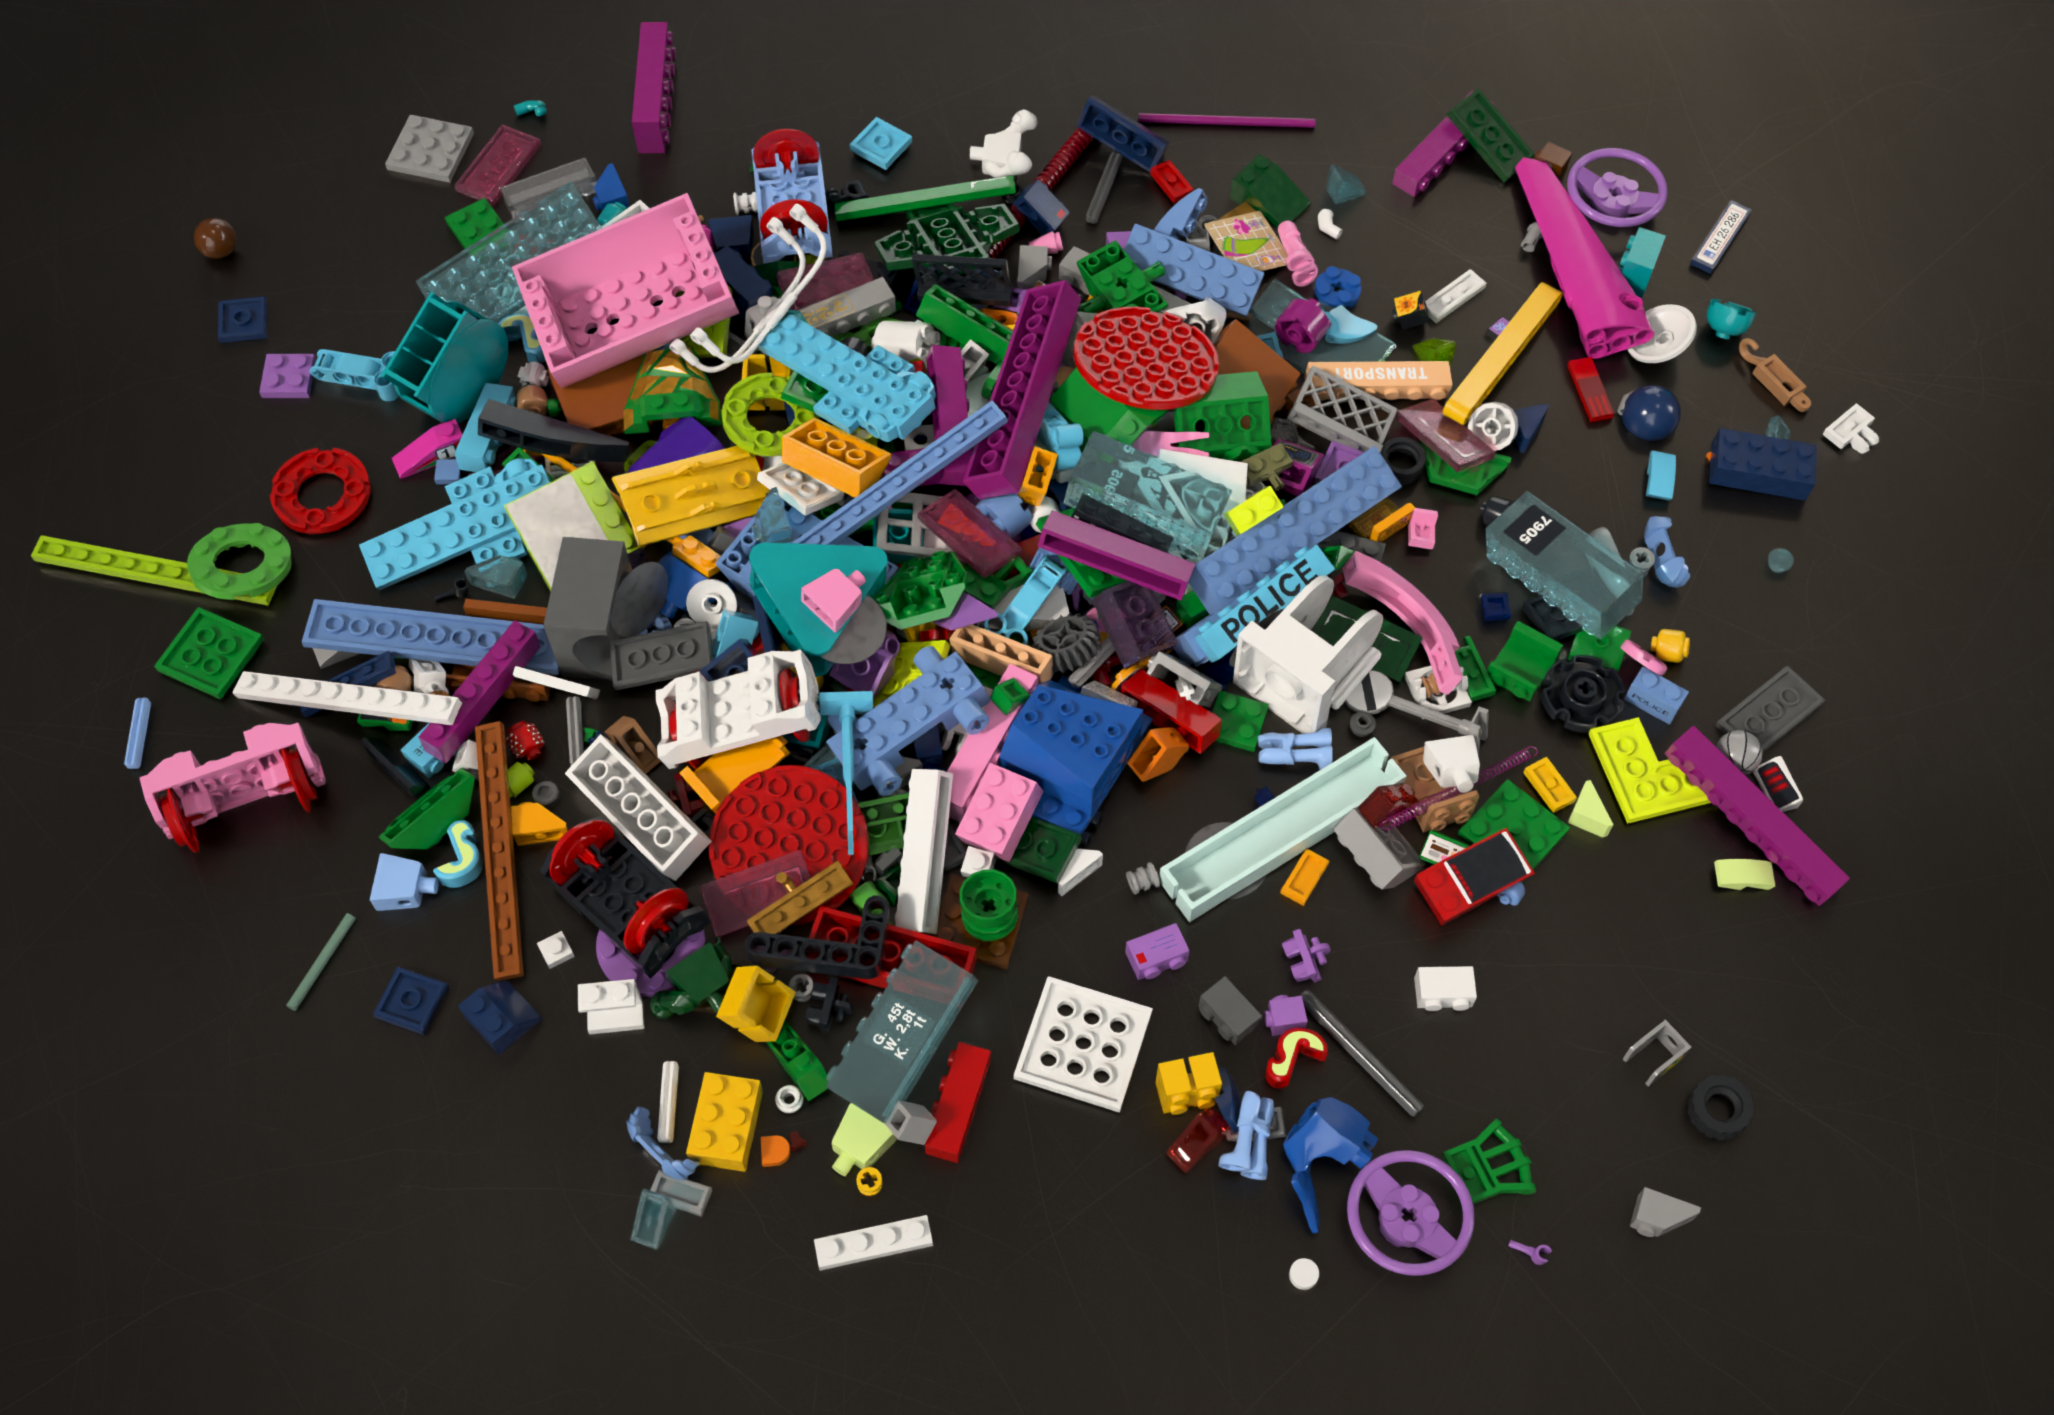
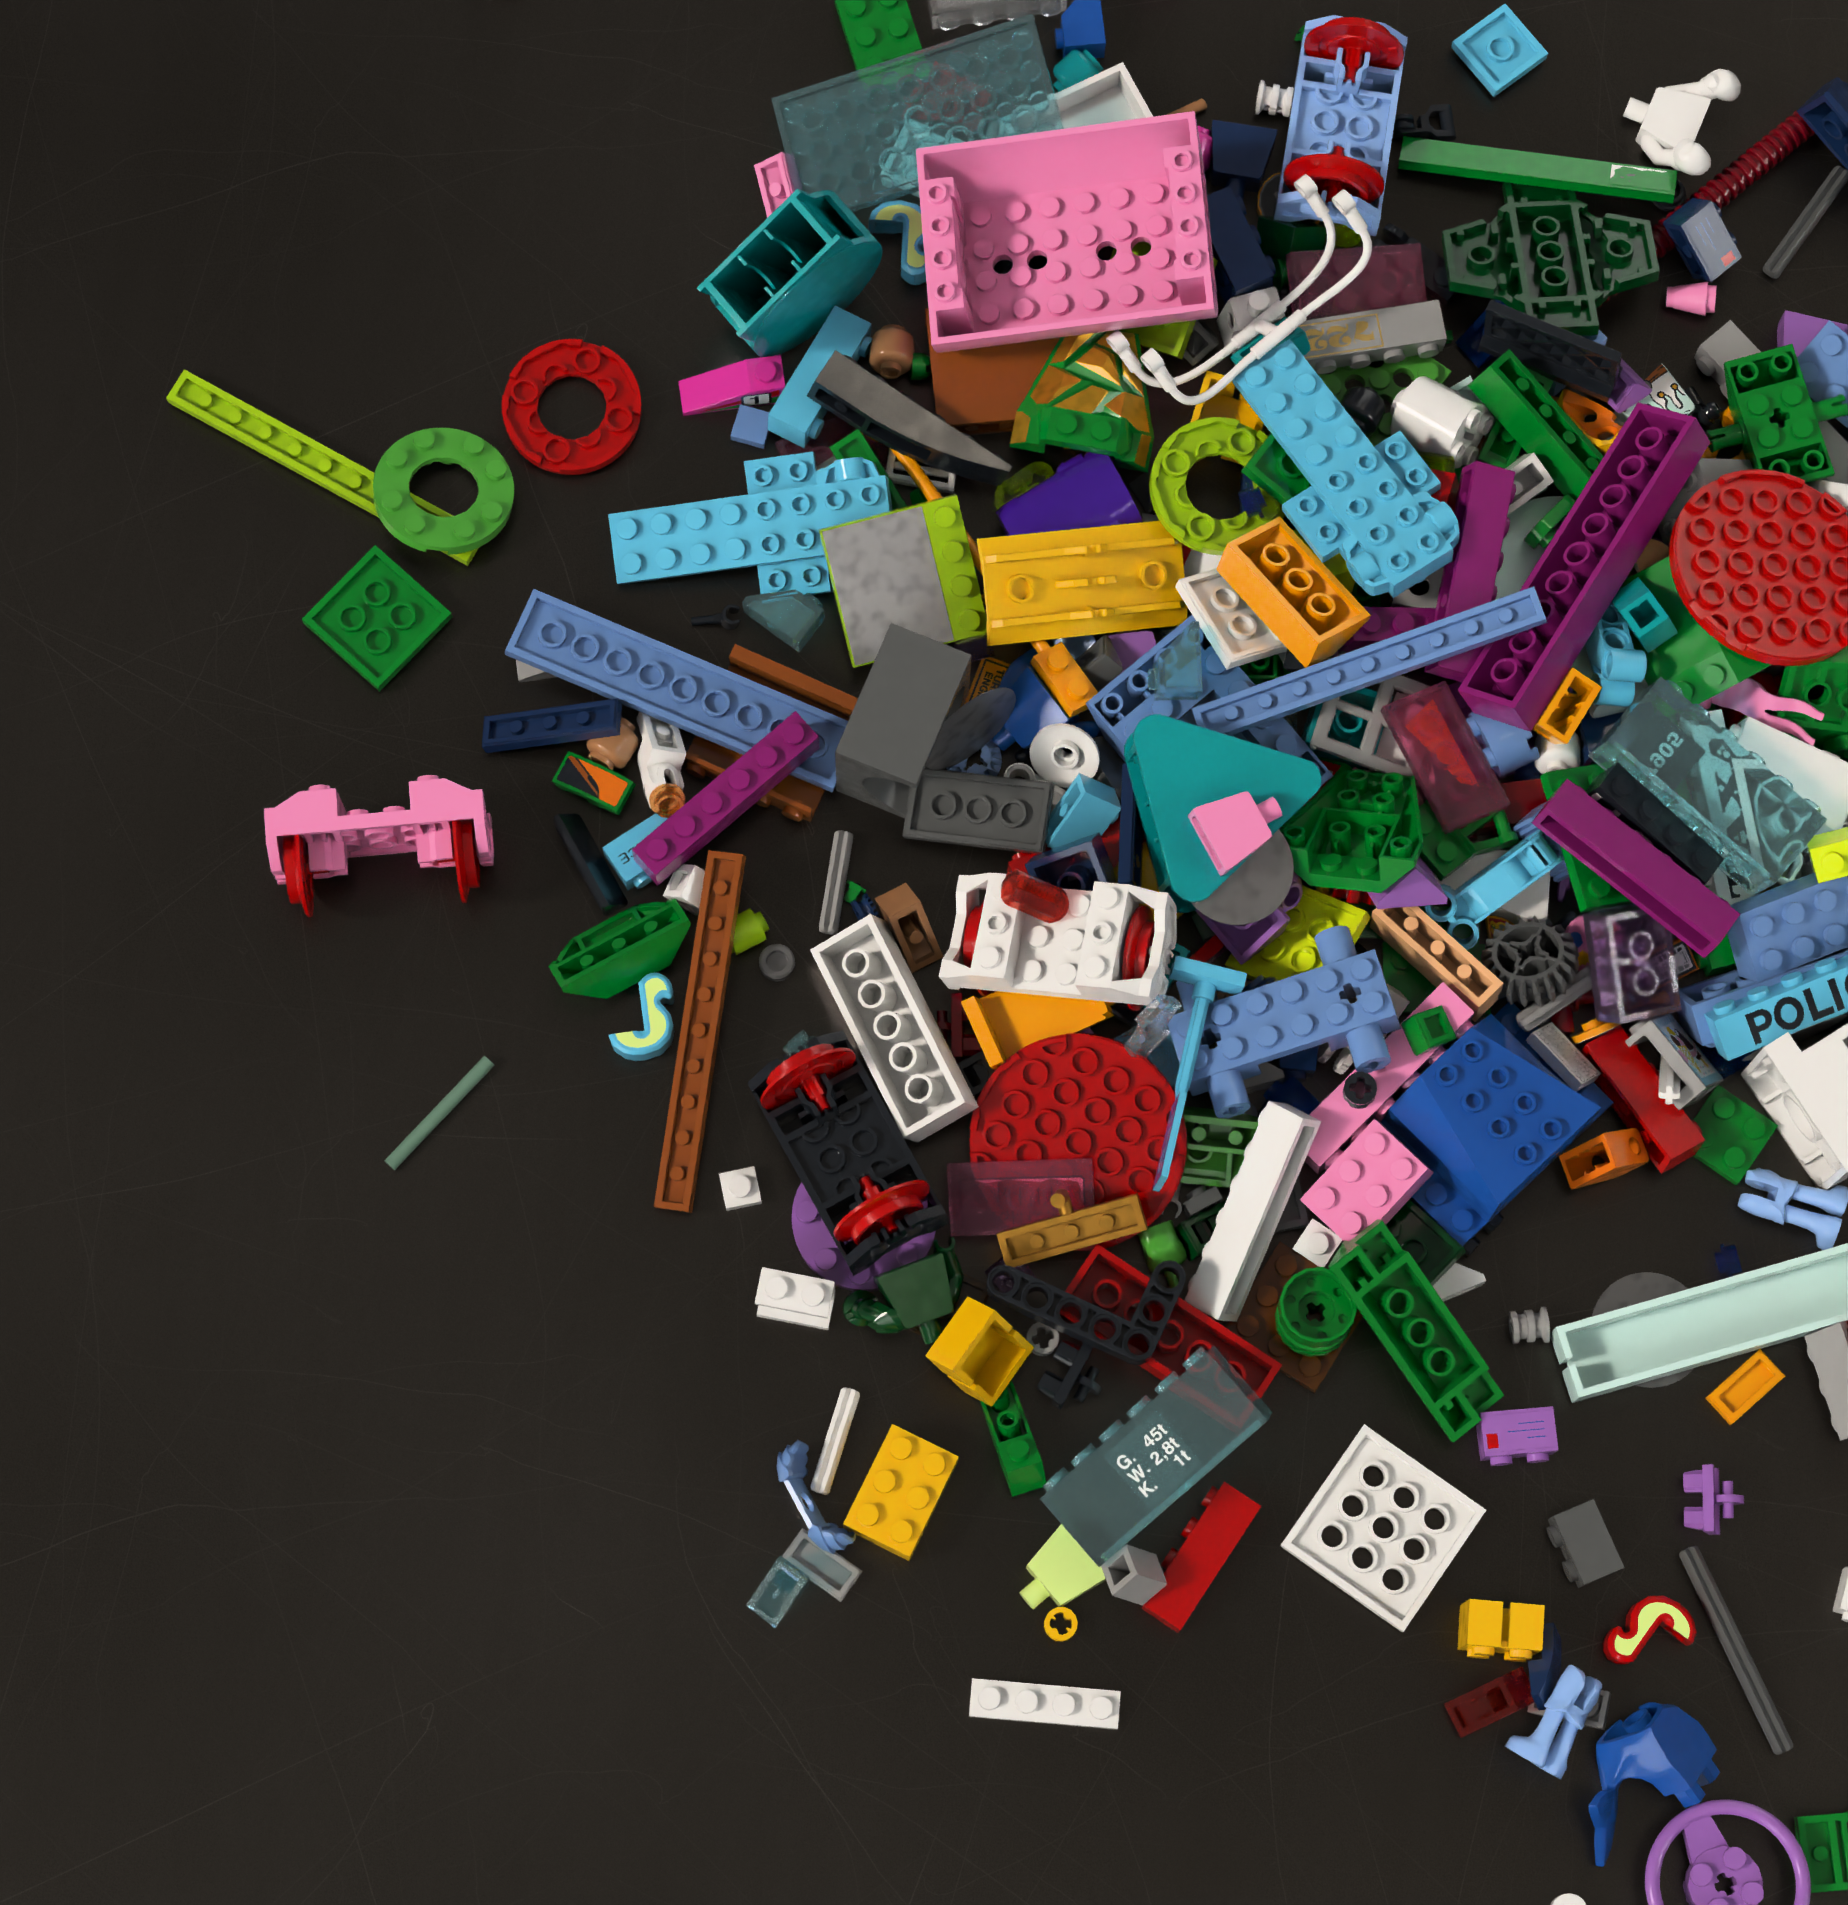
camera: 15 degrees right, 15 degrees up
(137, 733) = (262, 710): light blue axle -> none
(242, 319) = (516, 89): dark blue tile -> none
(287, 376) = (561, 202): medium lavender plate -> none
(348, 698) = (549, 754): white plate -> none
(354, 371) = (665, 228): medium azure piece -> none
(400, 883) = (563, 1036): light blue torso -> none
(410, 1000) = (541, 1202): dark blue tile -> none
(499, 1014) = (651, 1257): dark blue slope -> none
(525, 740) = (767, 878): red head -> none
(533, 374) = (903, 308): white gear -> none
(535, 824) = (755, 1005): light orange slope -> none
(556, 682) = (829, 811): white tile -> none
(709, 682) = (1034, 896): none -> clear red piece
(774, 1150) = (952, 1546): orange tile -> none
(785, 1092) = (997, 1476): white plate -> none
(793, 413) = (1252, 501): none -> clear blue plate
(796, 1141) = (983, 1542): clear red piece -> none
(815, 741) = (1152, 1026): none -> clear tile
(966, 743) = (1369, 1084): none -> black bush
(1033, 265) = (1660, 332): light grey slope -> none
(1063, 894) = (1416, 1328): none -> green slope
(1072, 405) = (1643, 615): none -> teal slope
(1284, 1014) = (1656, 1571): medium lavender brick -> none

